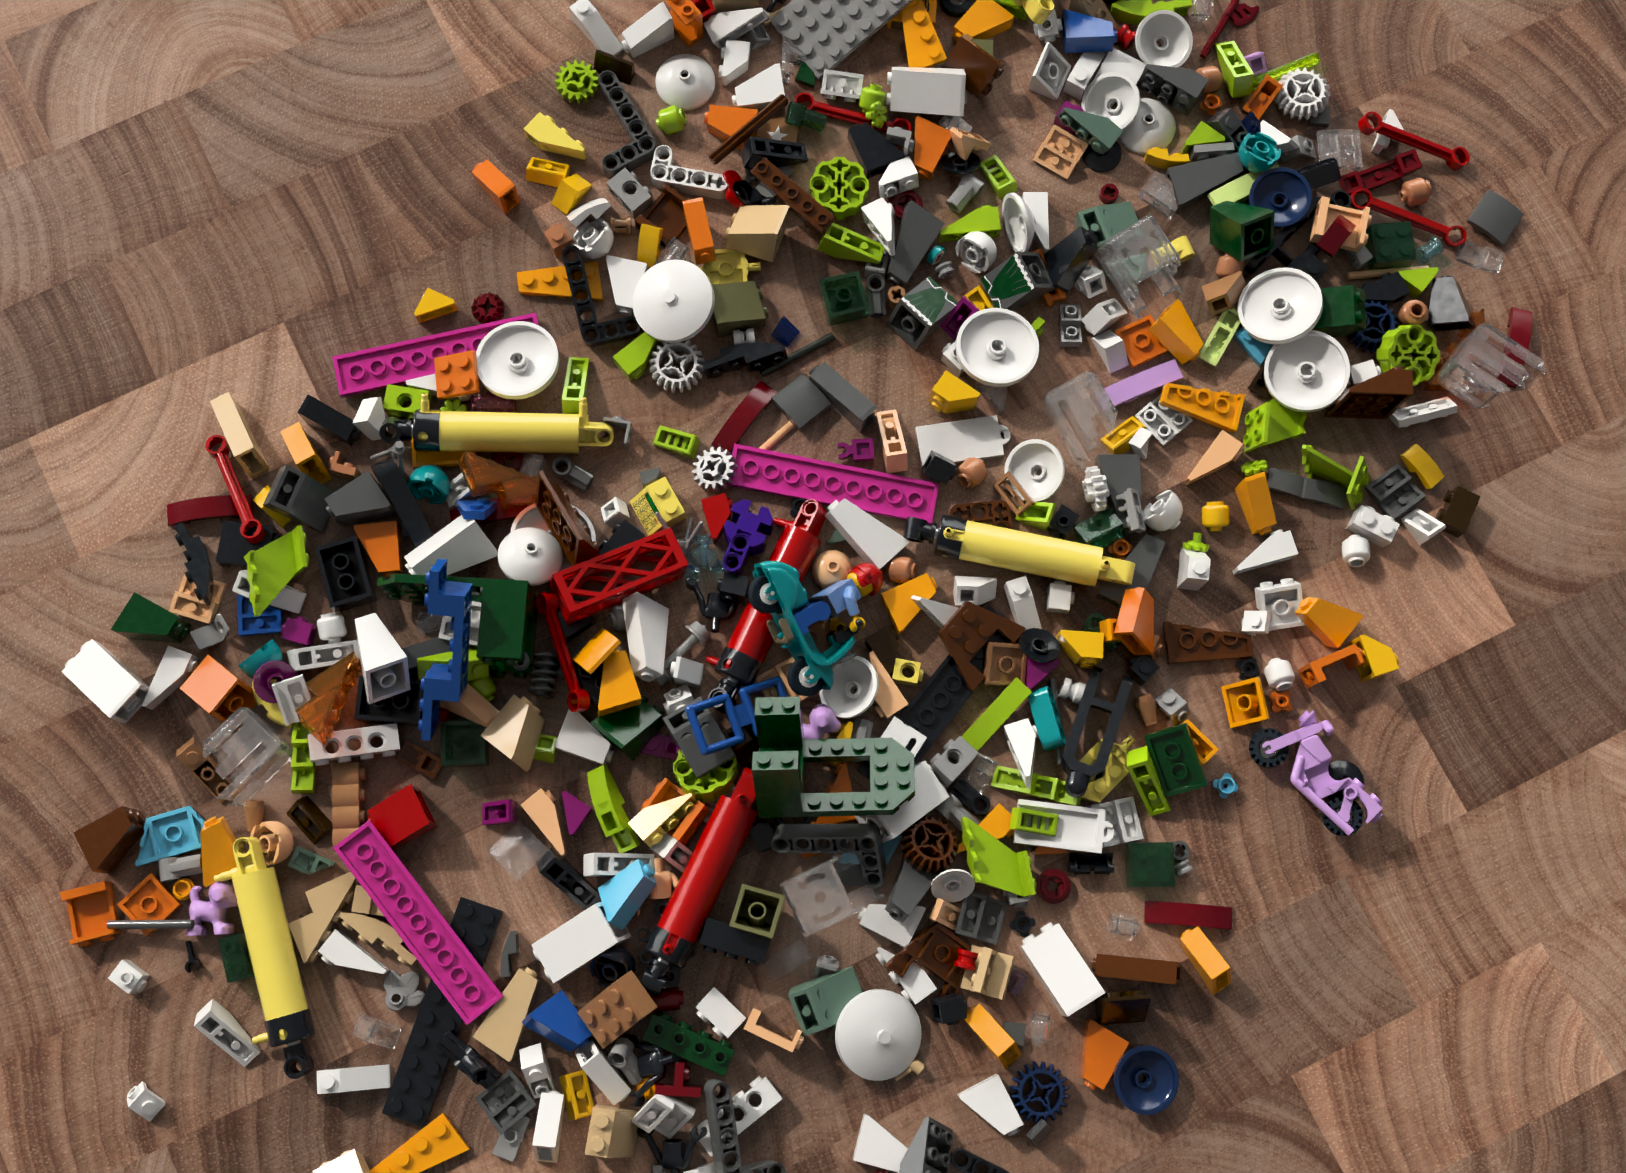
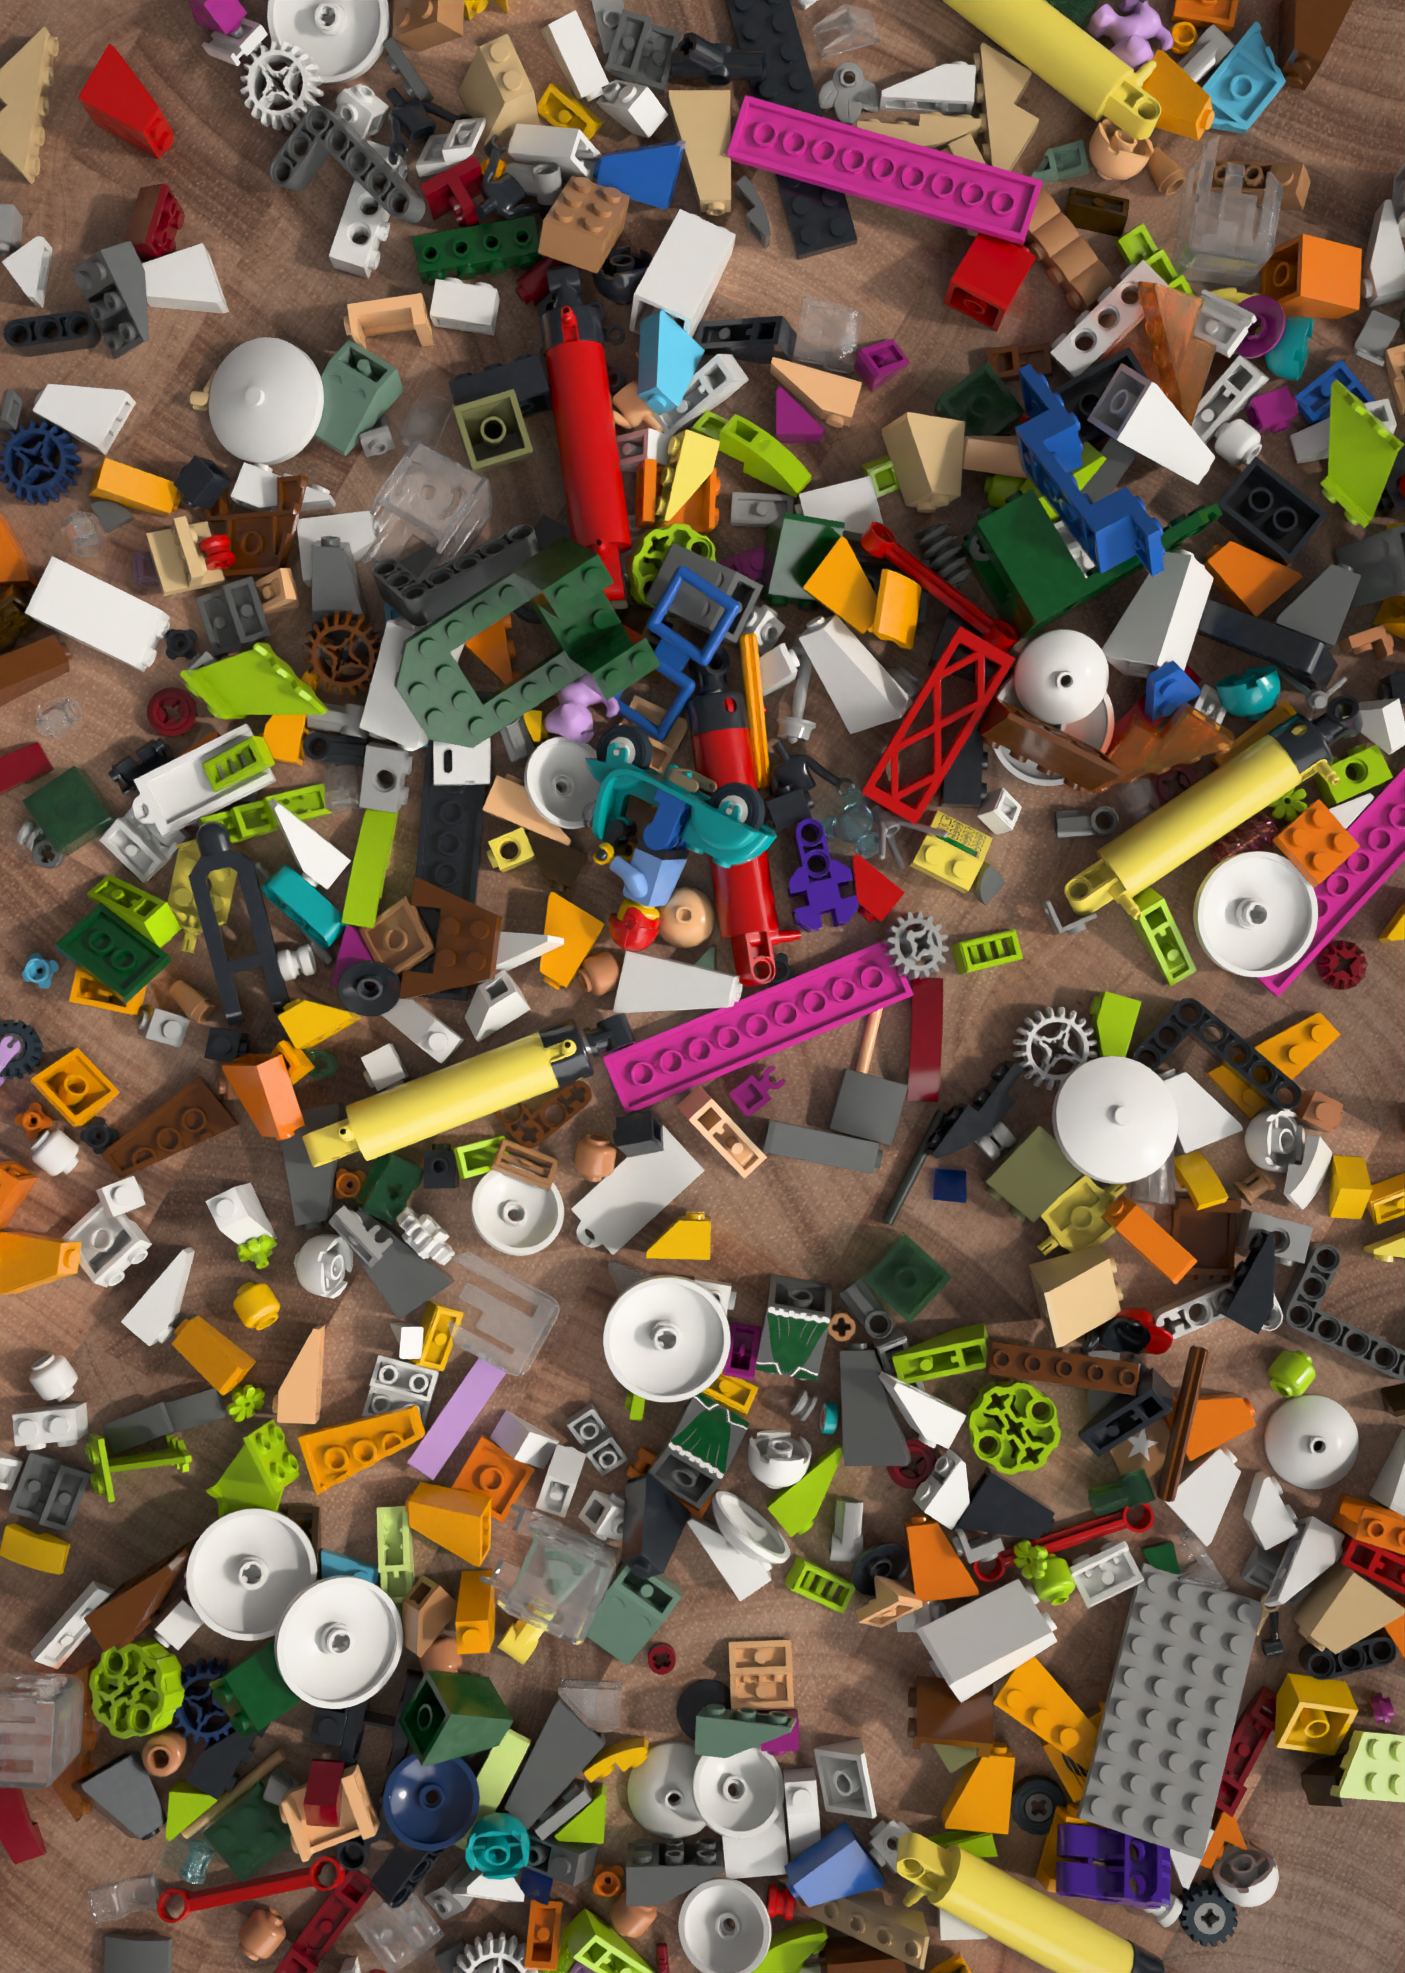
camera: 150 degrees right, 10 degrees up
(629, 772) = (758, 508): none -> light grey plate
(665, 168) = (1252, 1291): none -> black slope
(712, 659) = (755, 706): none -> light orange axle
(953, 885) = (287, 624): white dish -> none
(1195, 275) = (475, 1613): none -> light orange slope

